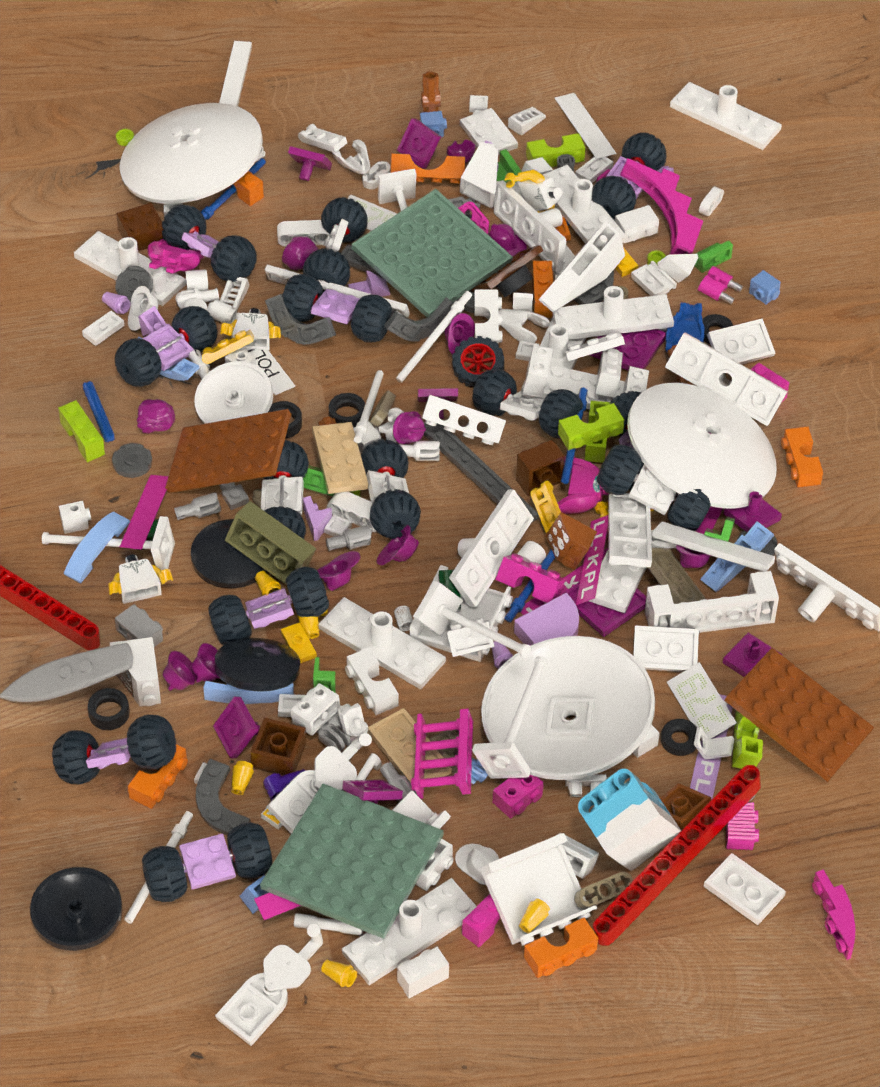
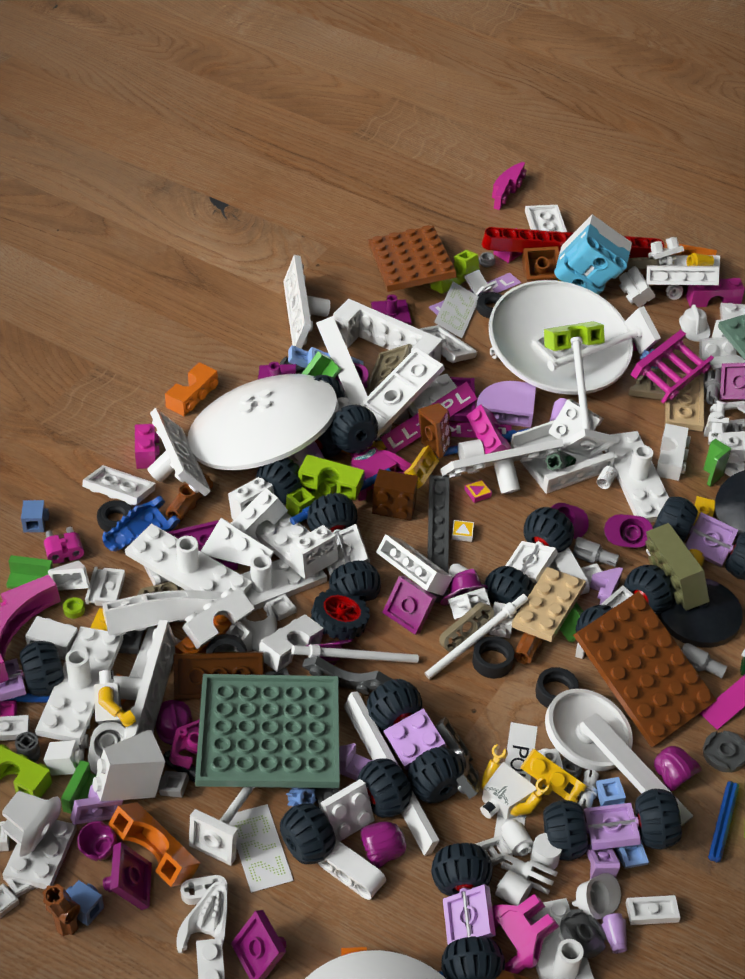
camera: 140 degrees left, 5 degrees down
(182, 392) = (626, 759): none -> white tile
(467, 493) = (462, 530): none -> tile
(504, 121) = (29, 819): none -> white piece
(540, 267) = (232, 605): none -> white arch
(558, 680) = (560, 337): none -> lime arch
(577, 900) = (672, 248): none -> white hips

